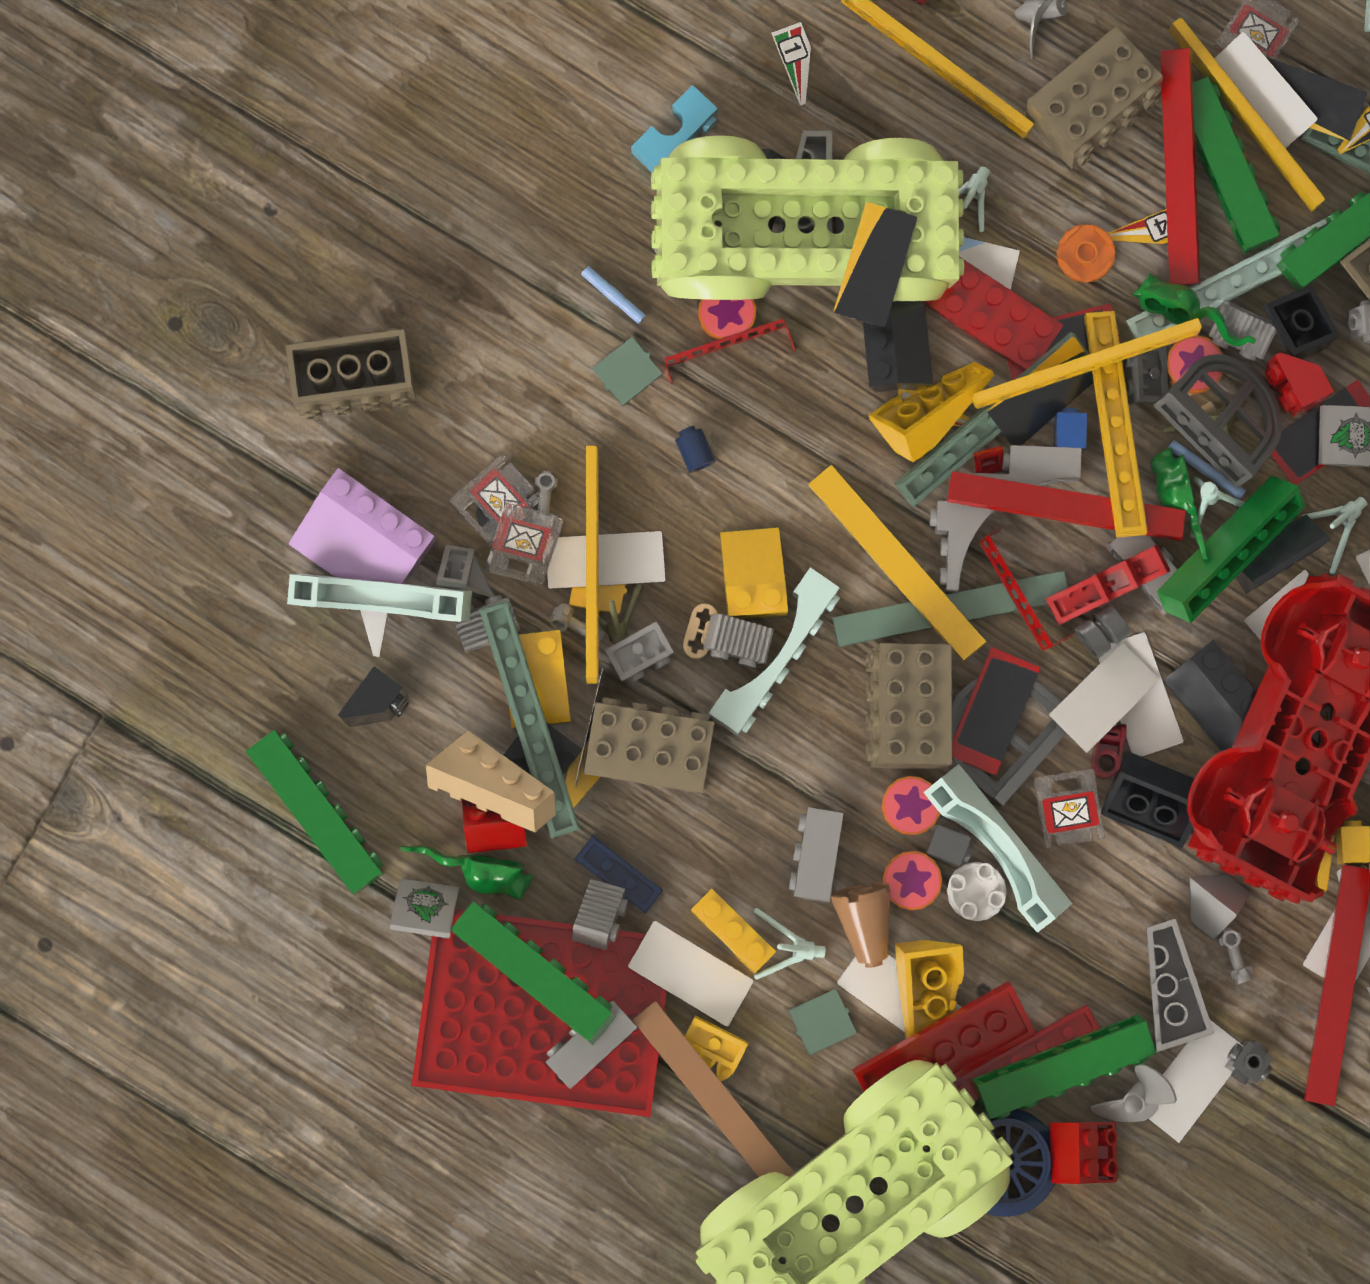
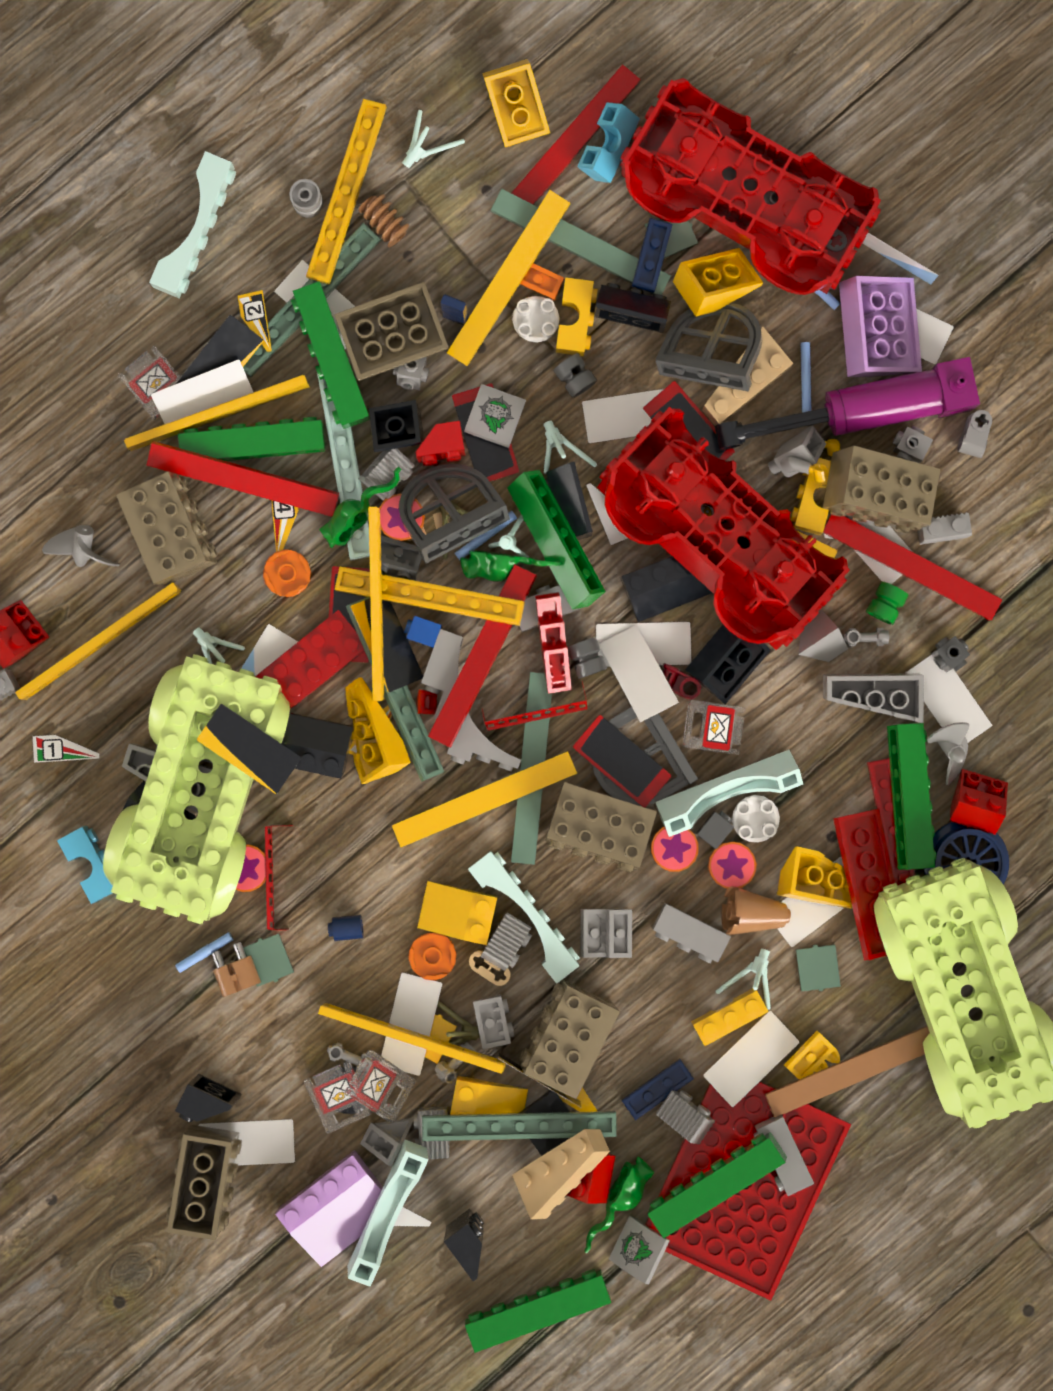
camera: 65 degrees left, 5 degrees up
(413, 431) = (262, 1141): none -> white sticker
(447, 341) = (205, 1099): none -> black slope
(601, 341) = (235, 975): none -> medium nougat piece
(692, 560) = (432, 956): none -> orange tile
(784, 756) = (606, 933): none -> light grey slope
(1285, 967) = (888, 600): none -> green wheel

